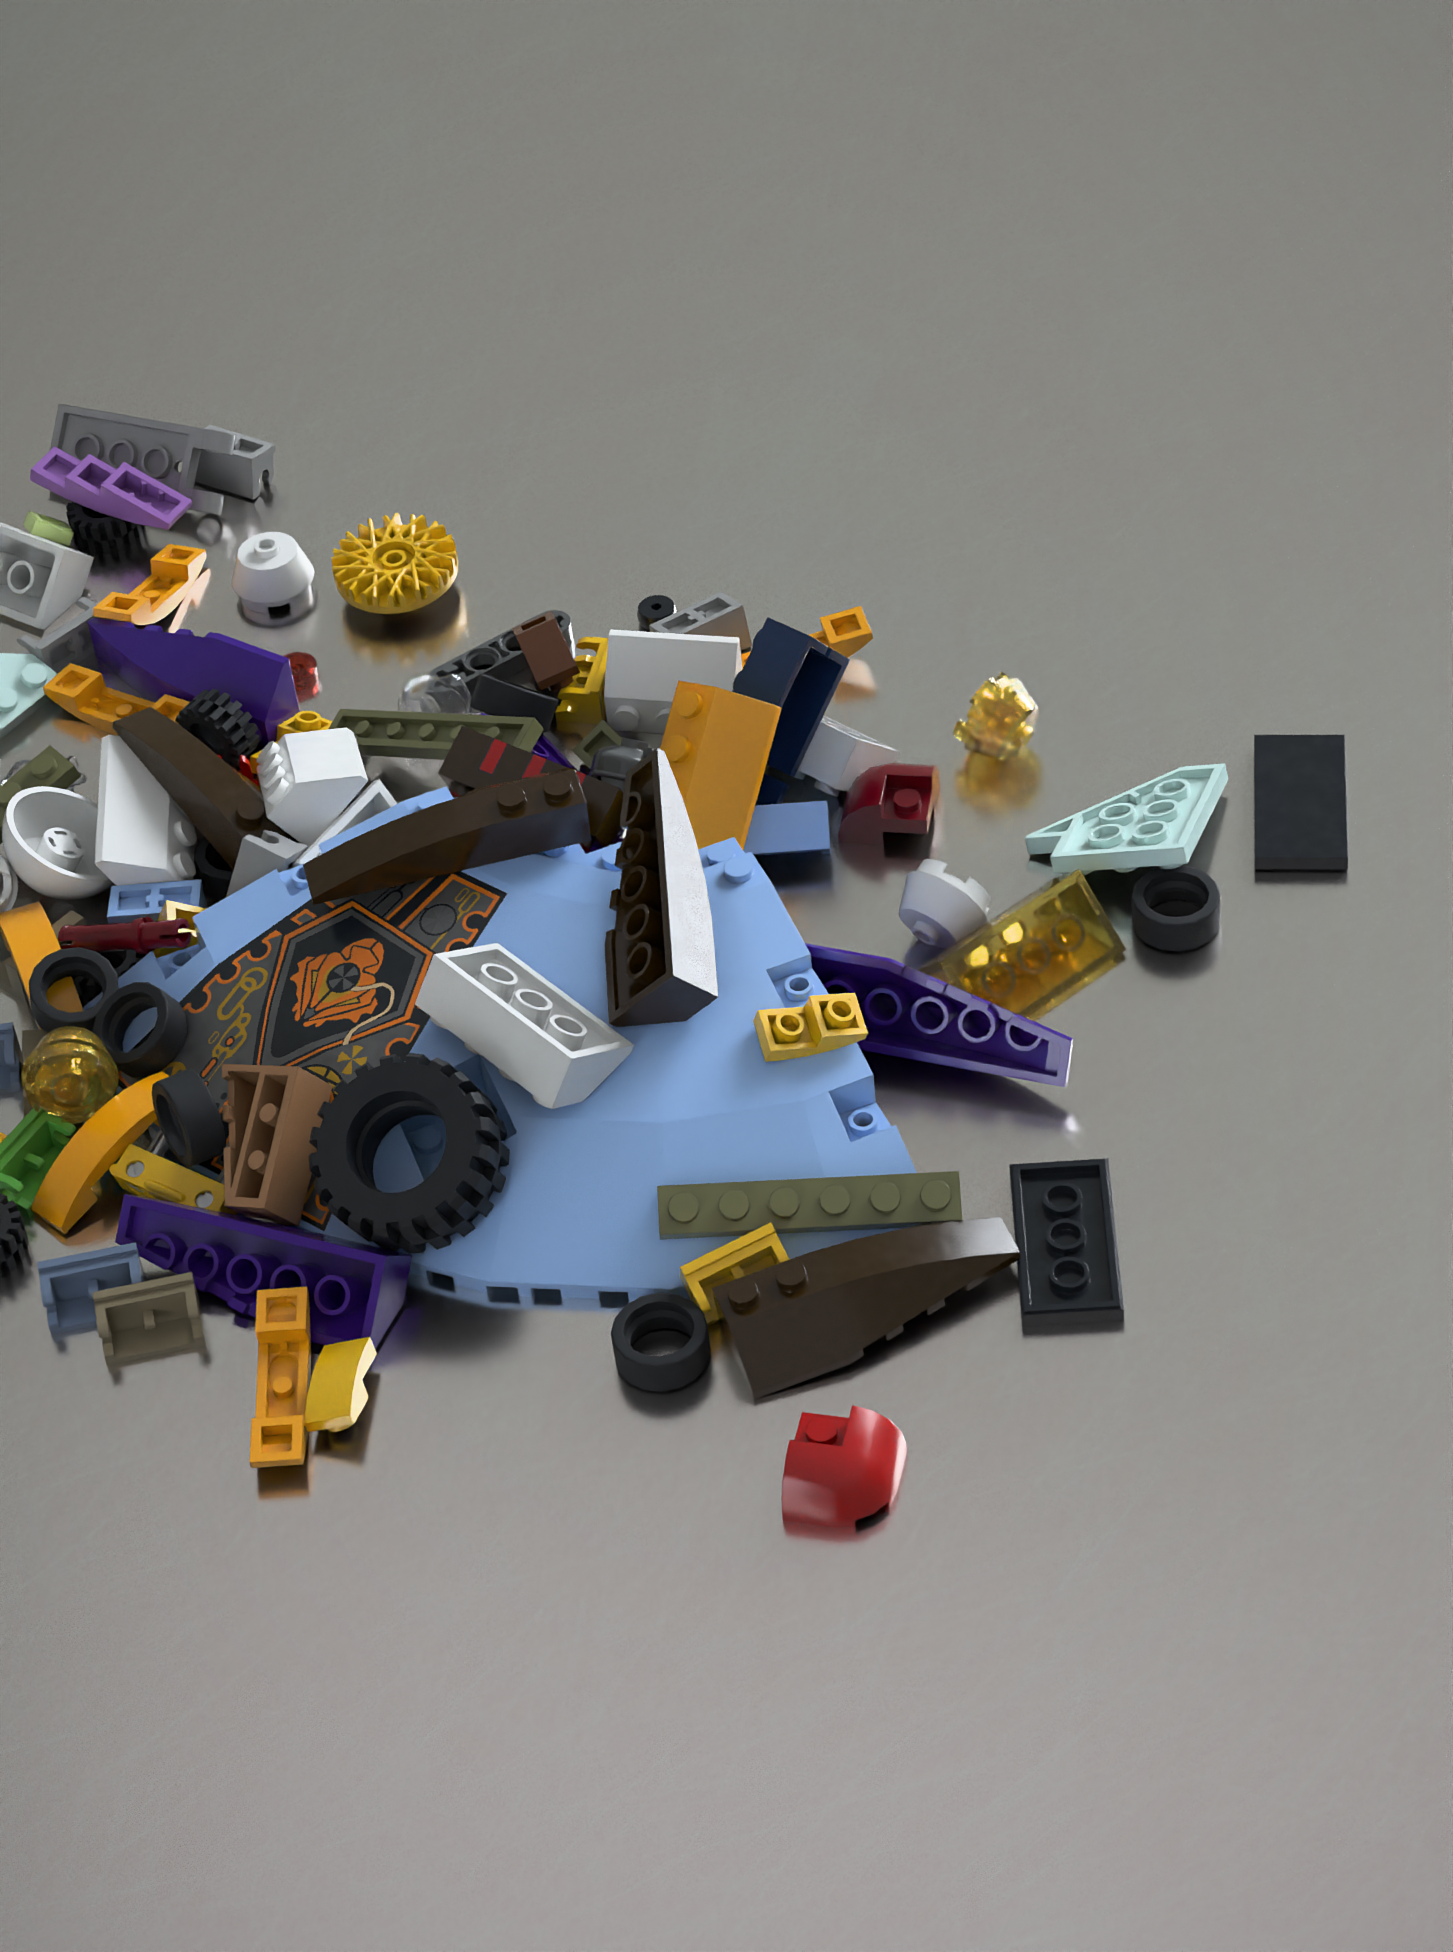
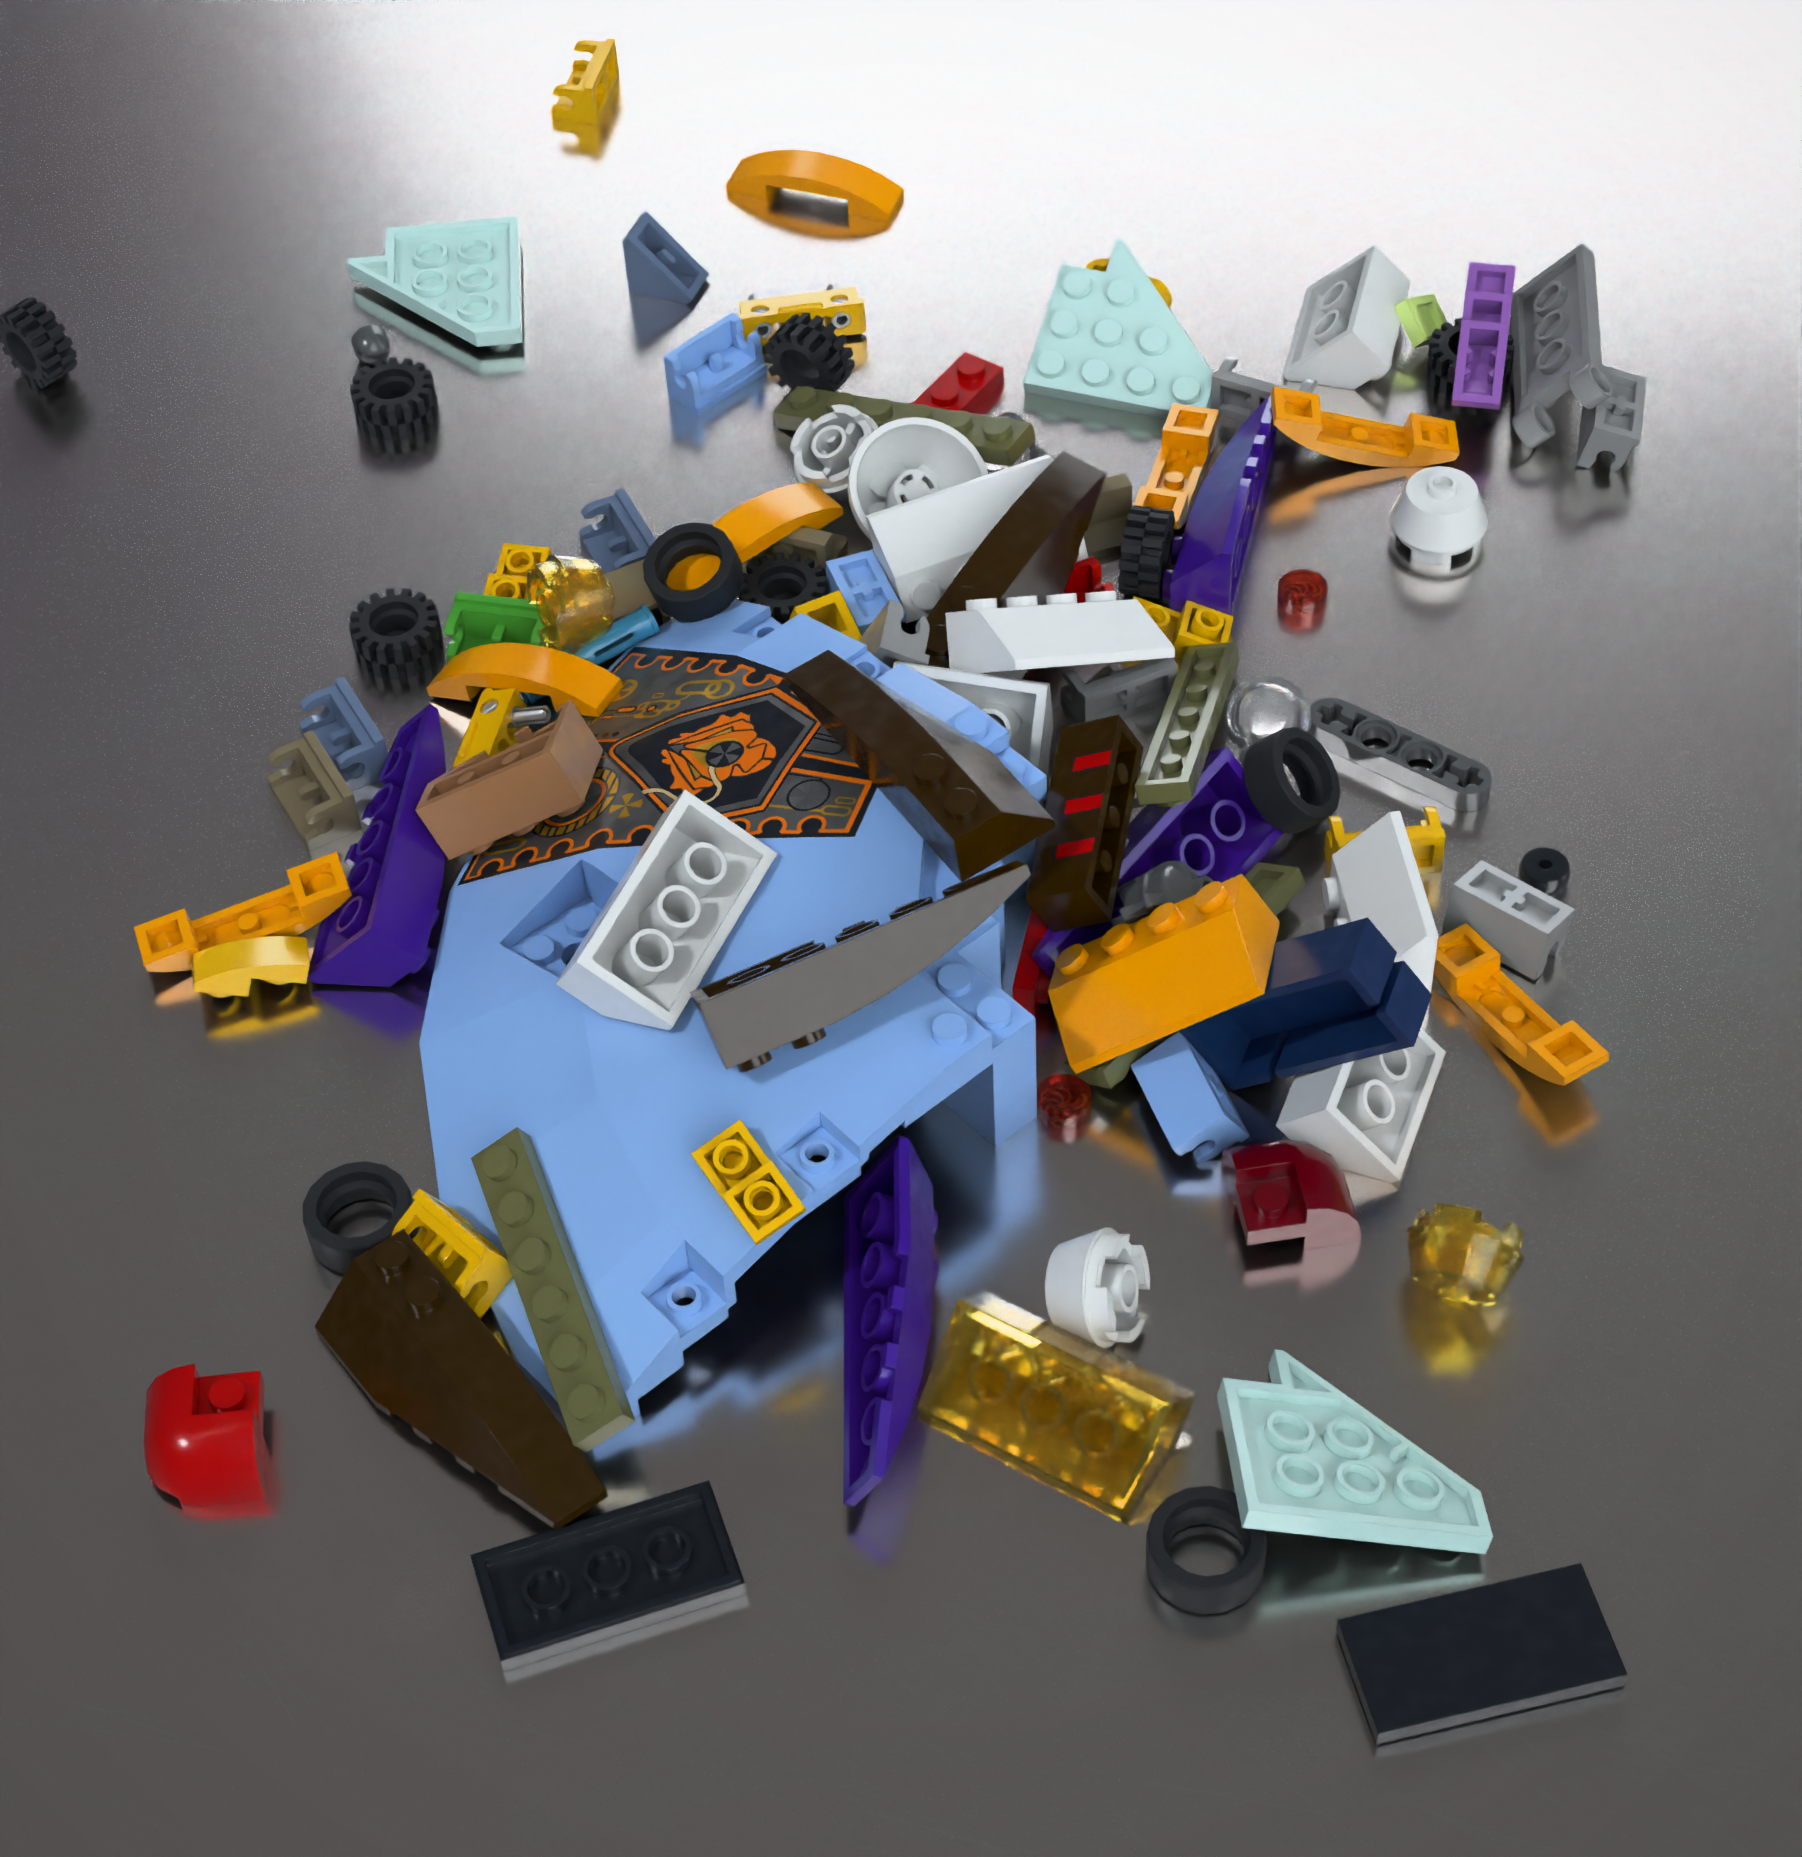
camera: 70 degrees right, 5 degrees up
(140, 935) = (780, 585): dark red pin -> none
(164, 1040) = (655, 637): black tyre -> none
(188, 1118) = (523, 688): black tyre -> none
(362, 1118) = (495, 894): black tyre -> none
(395, 565) = (1488, 608): yellow wheel -> none
(546, 652) = (1387, 778): reddish brown slope -> none

